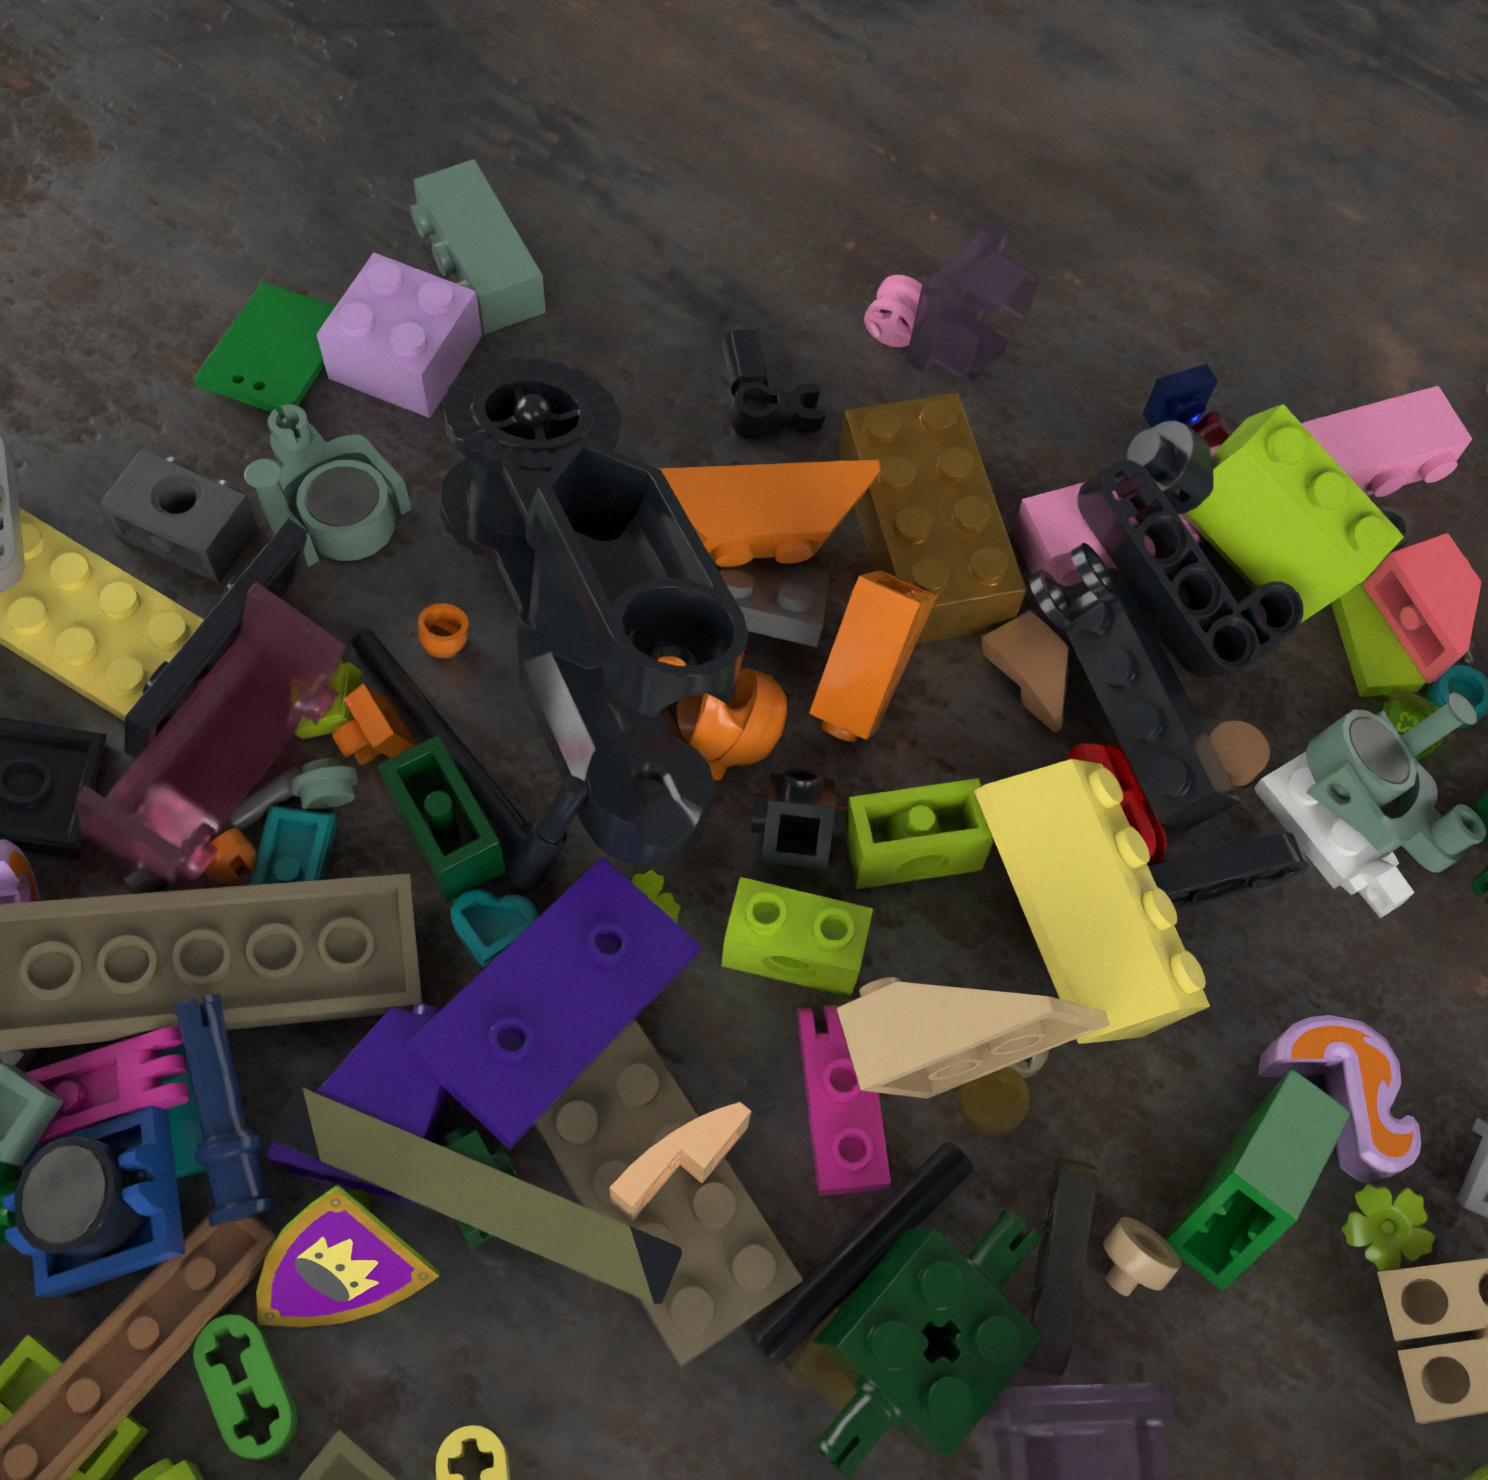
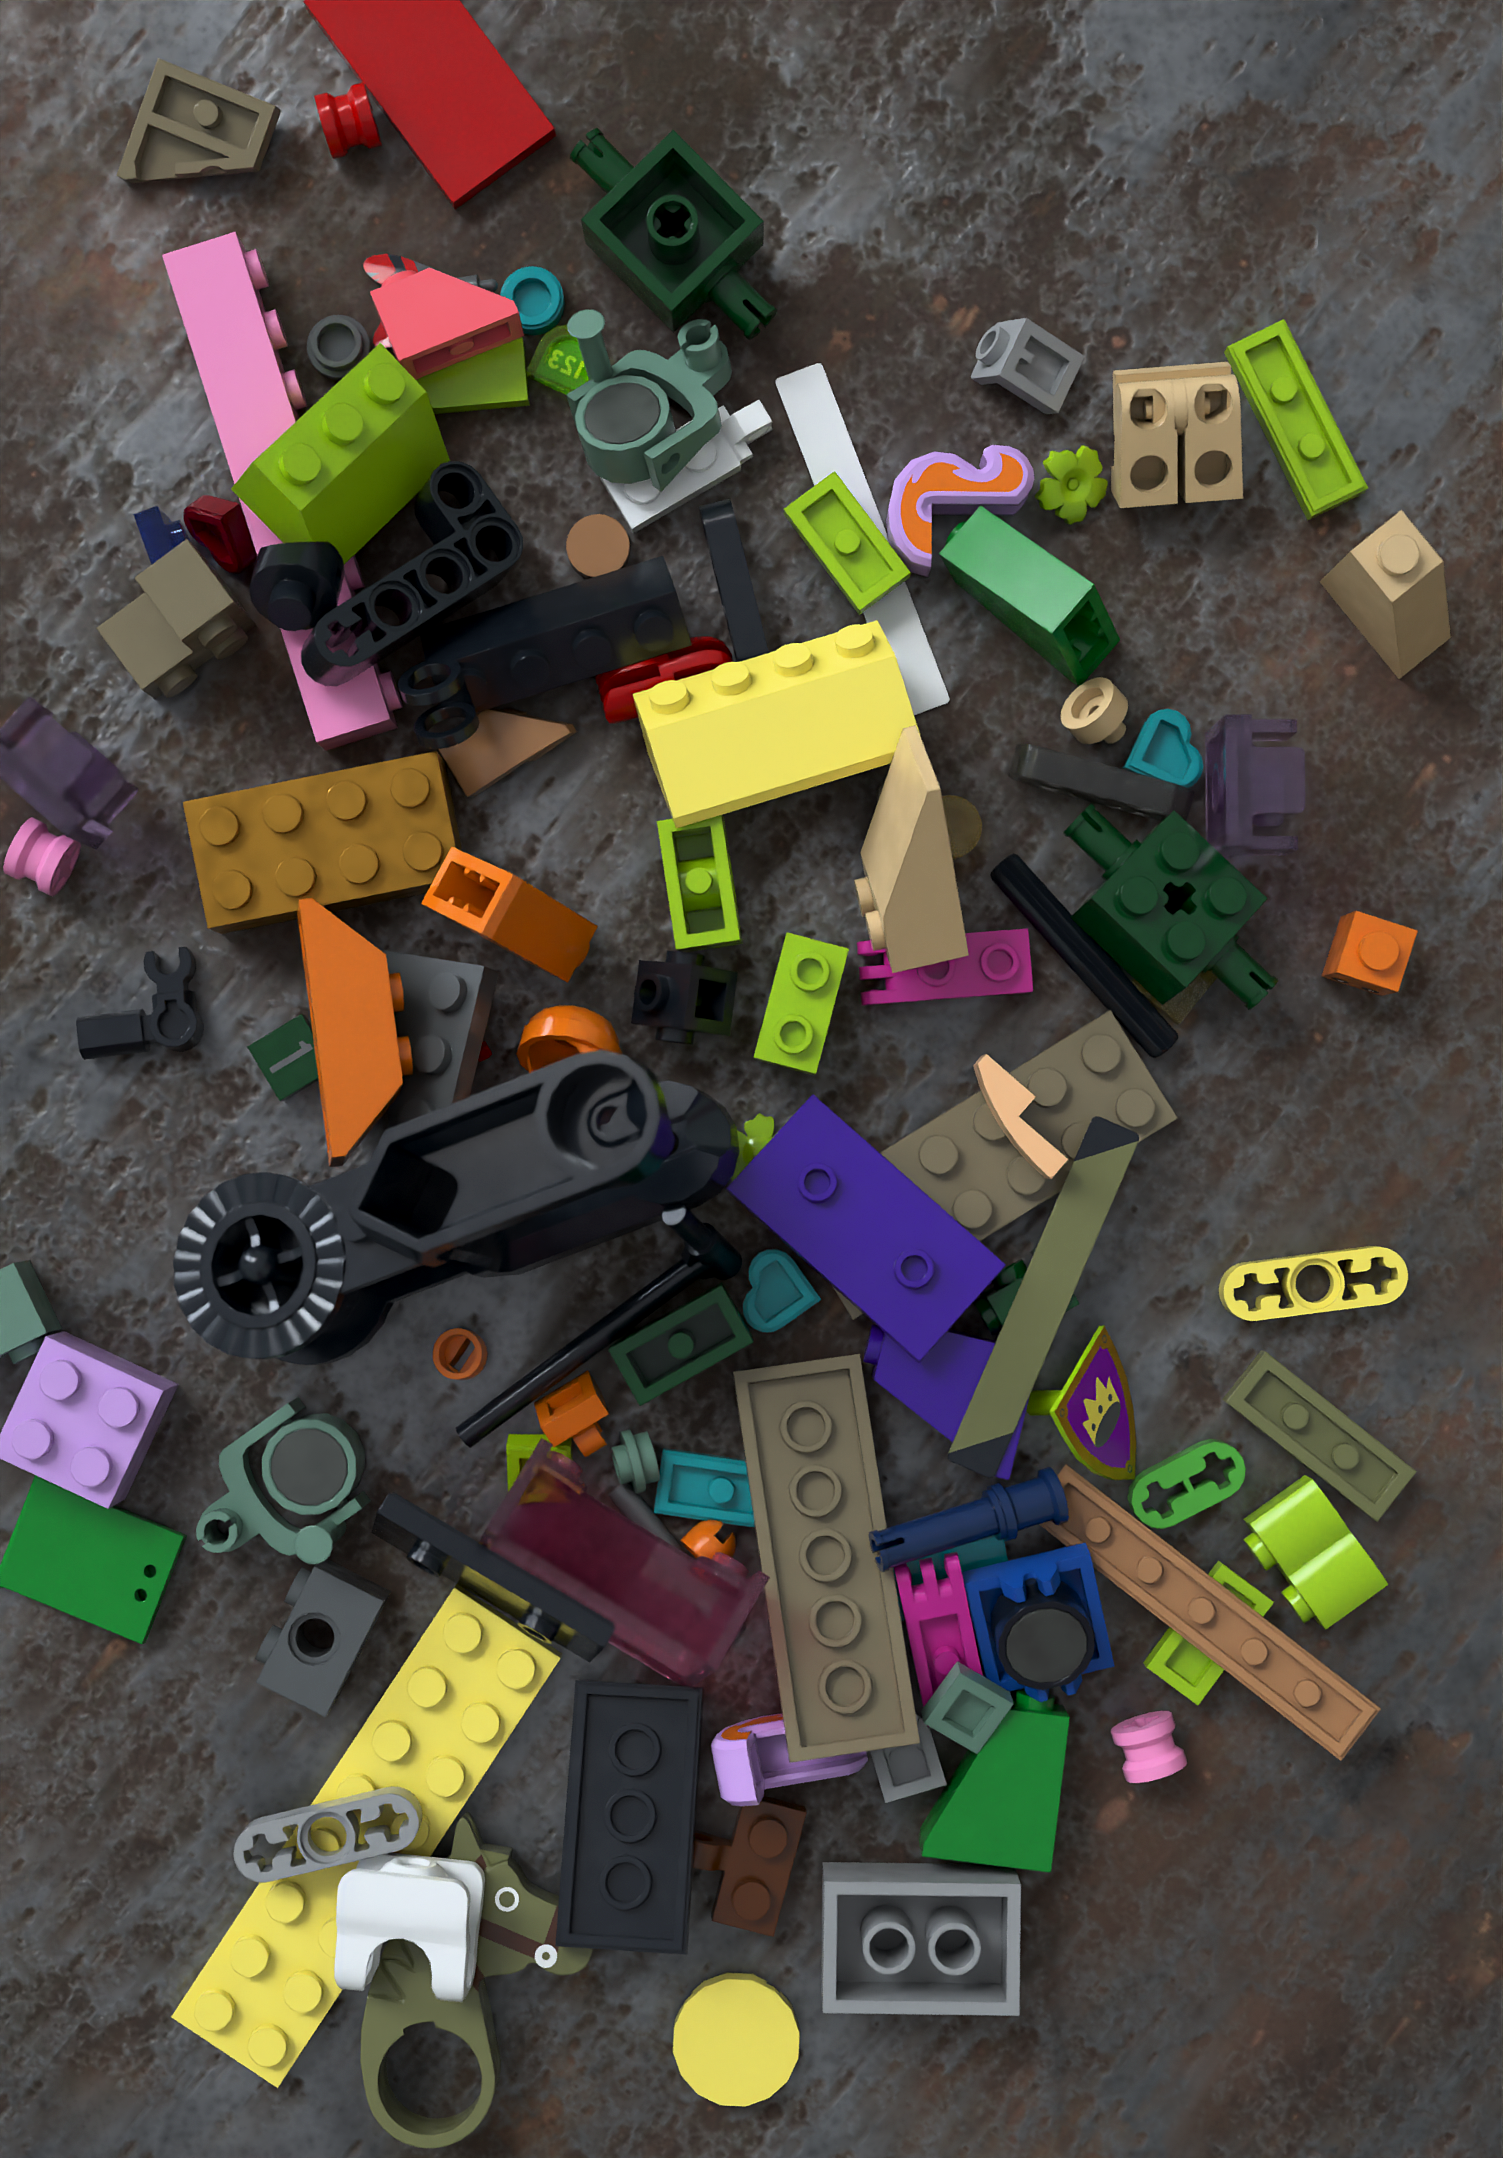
camera: 80 degrees left, 25 degrees up
(1106, 1344) = (1165, 751): none -> teal tile
(1116, 397) = (176, 622): none -> dark tan brick
(1266, 1013) = (829, 449): none -> white sticker
(1282, 983) = (847, 543): none -> lime plate

